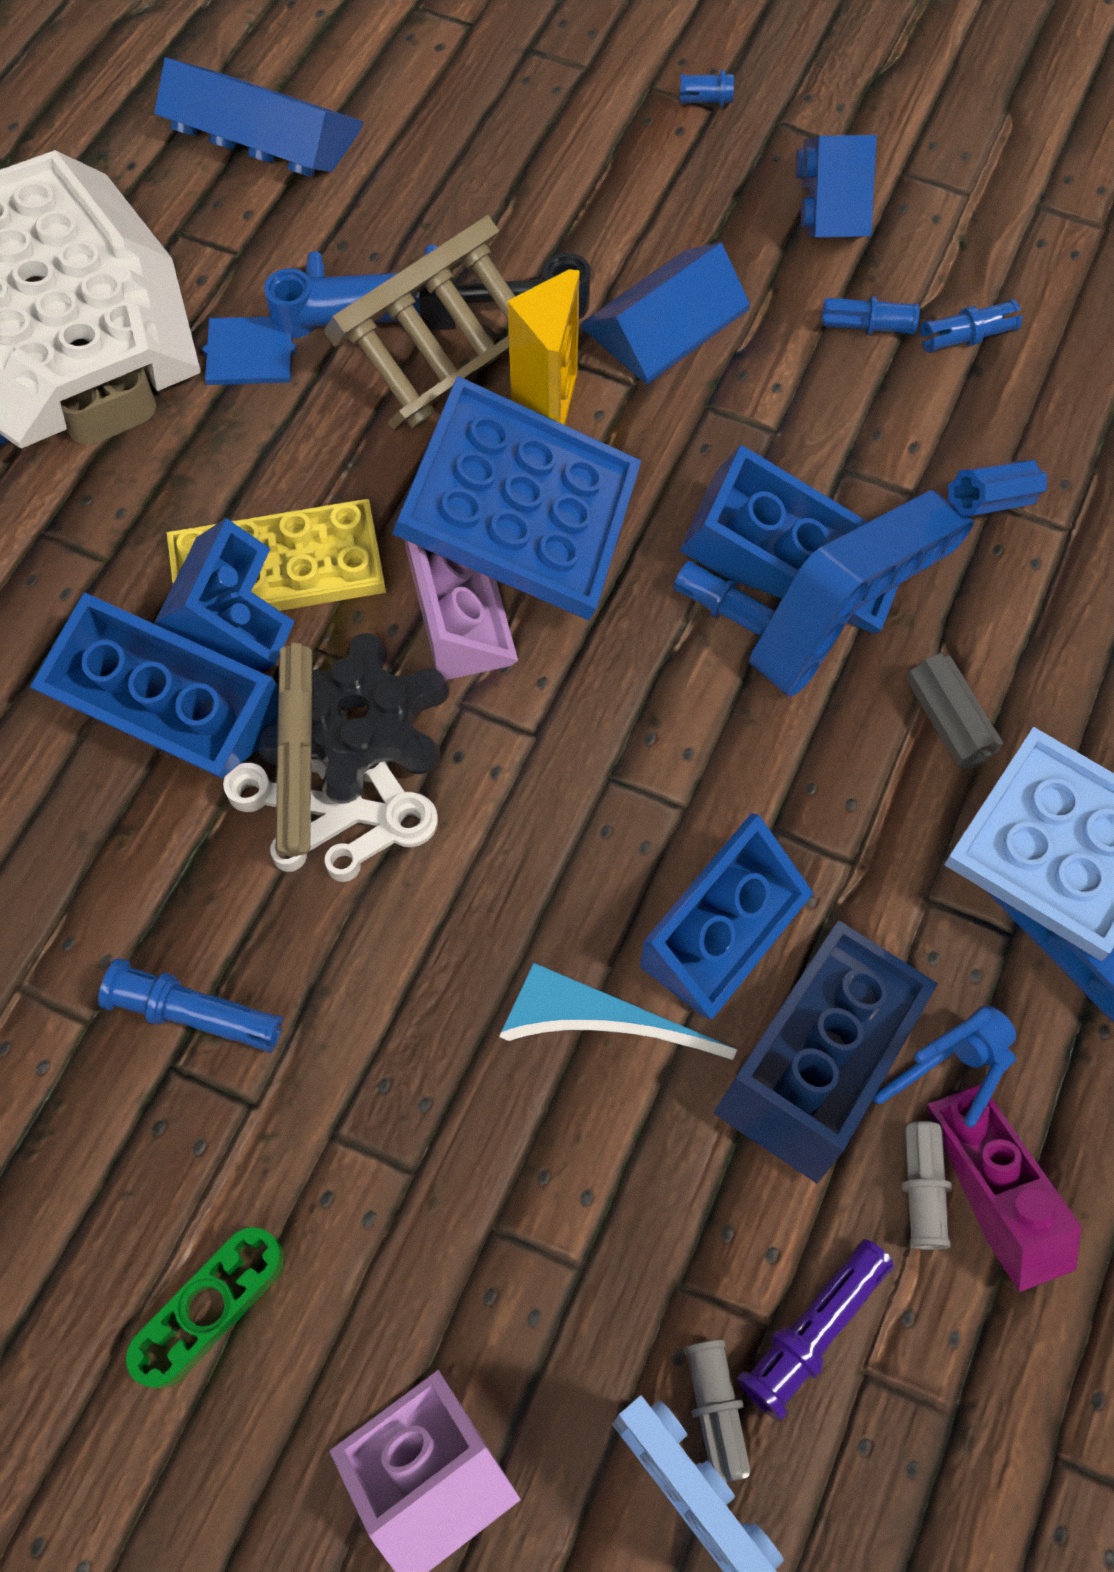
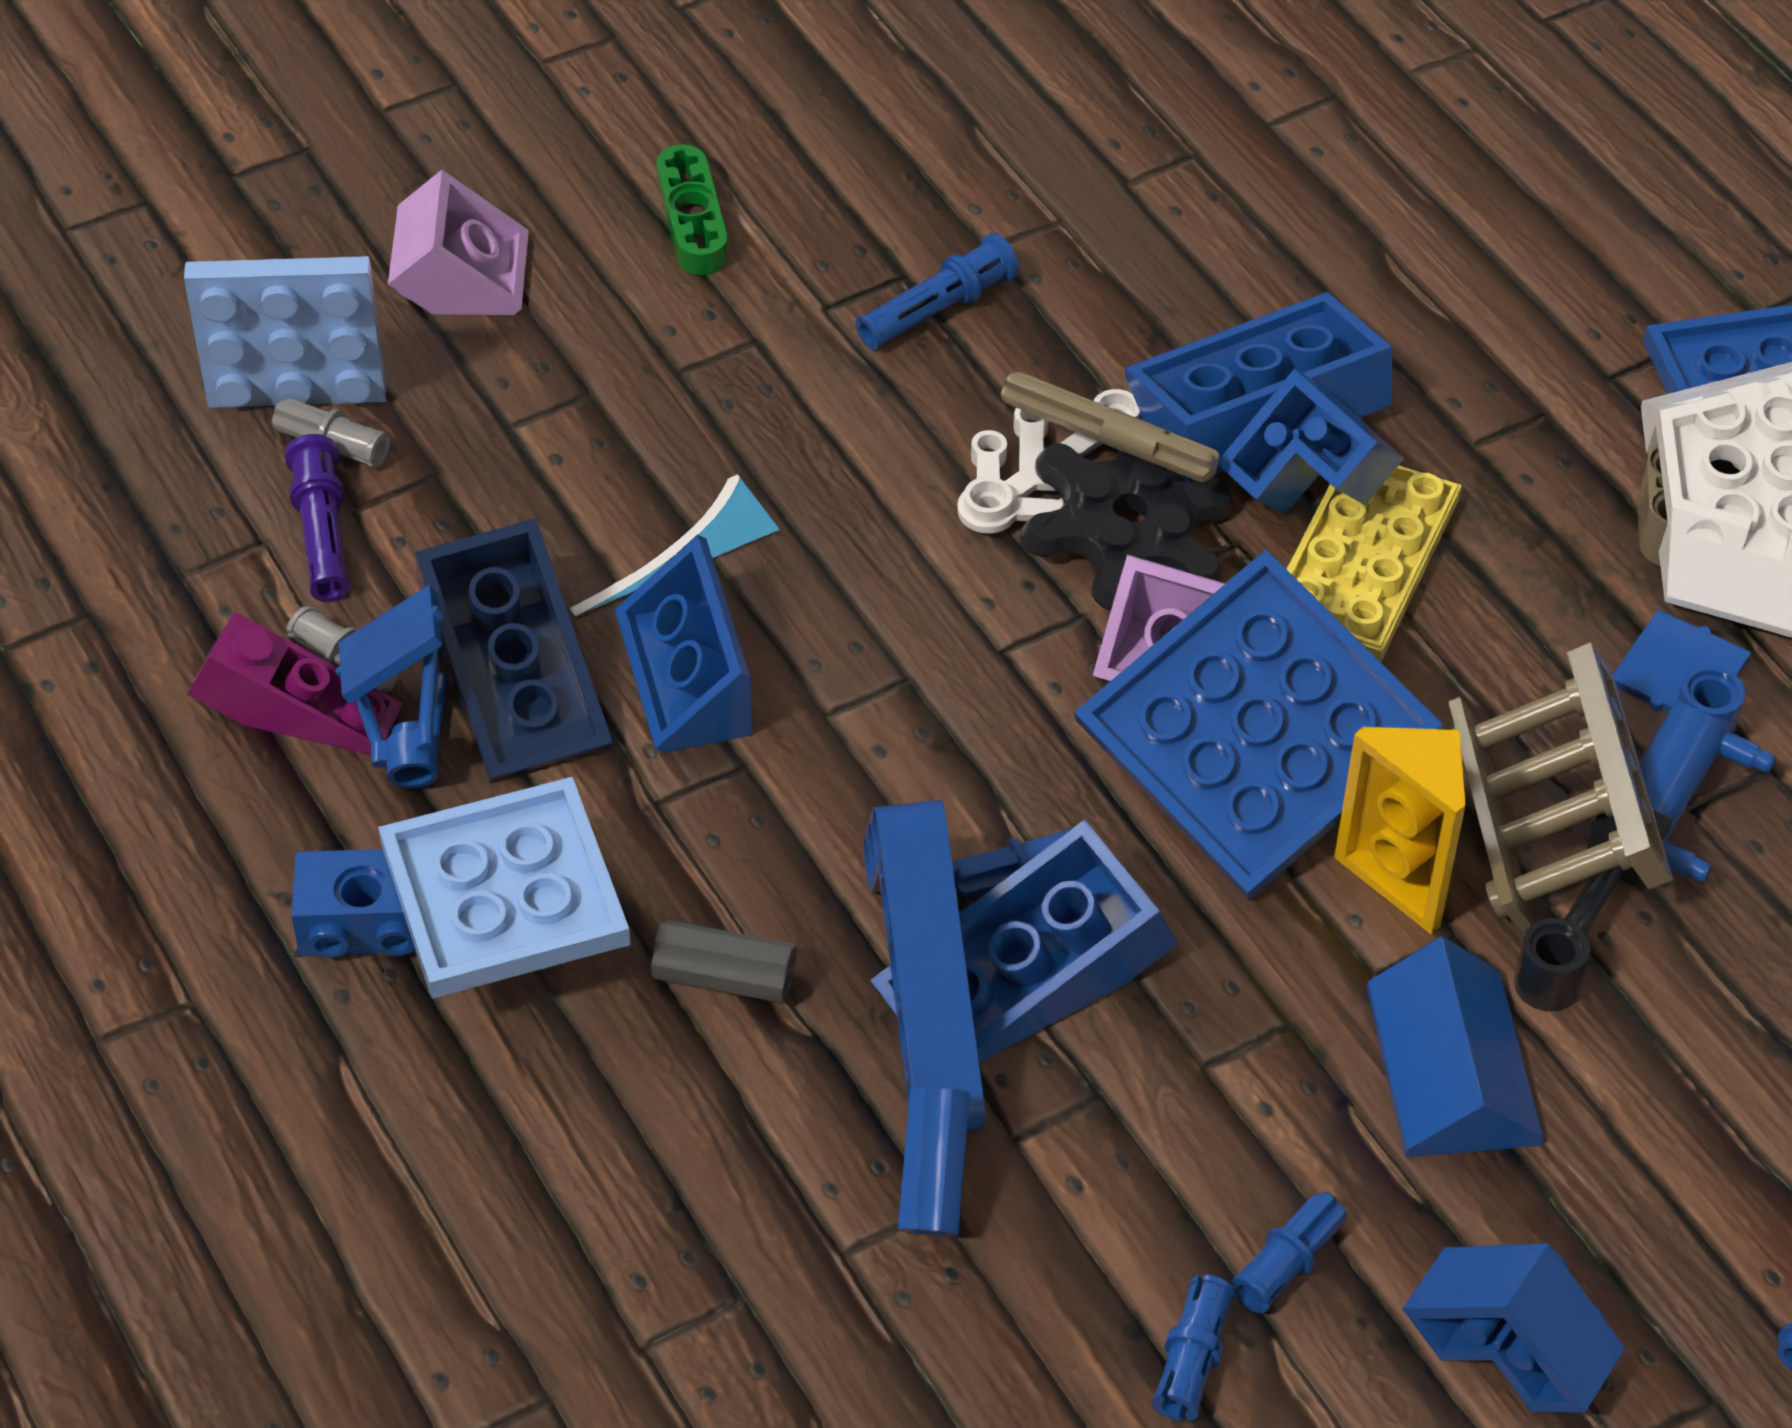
camera: 125 degrees right, 15 degrees down
(937, 1101) = (390, 644): none -> blue piece

